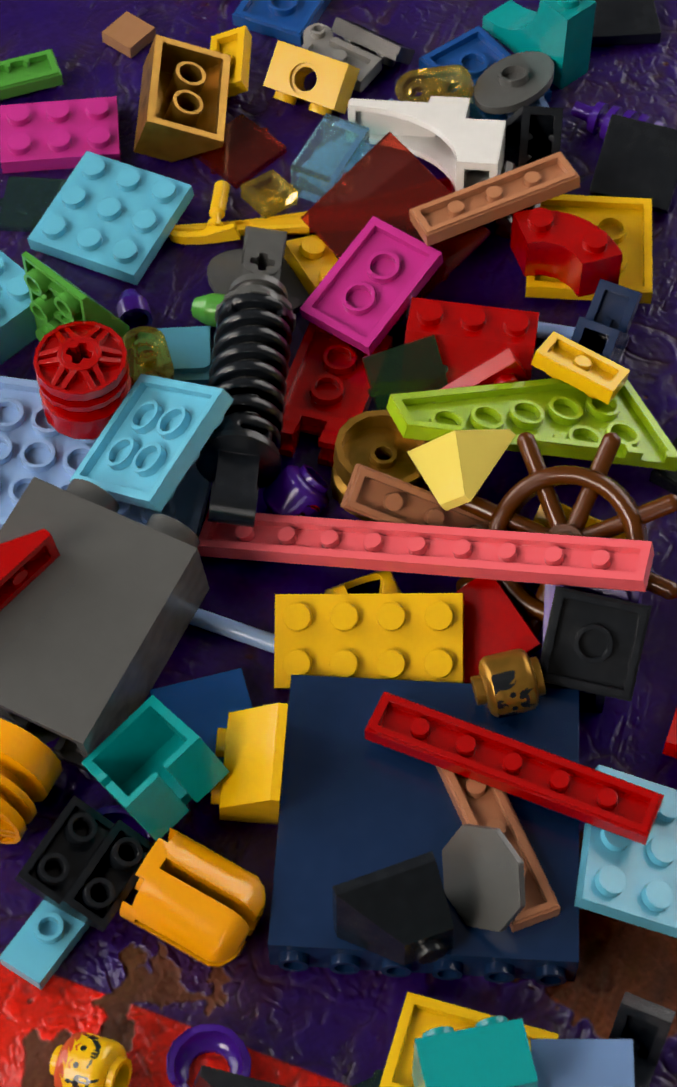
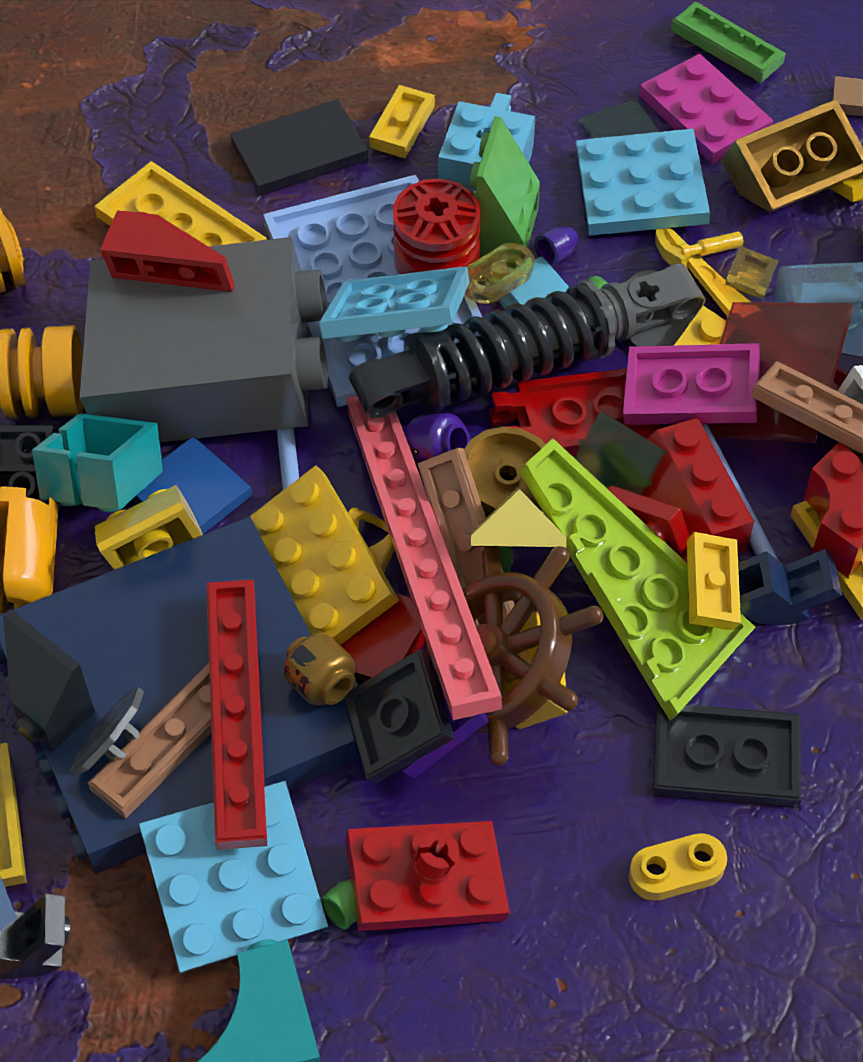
camera: 60 degrees right, 0 degrees up
(244, 152) = (791, 234): clear red piece -> none

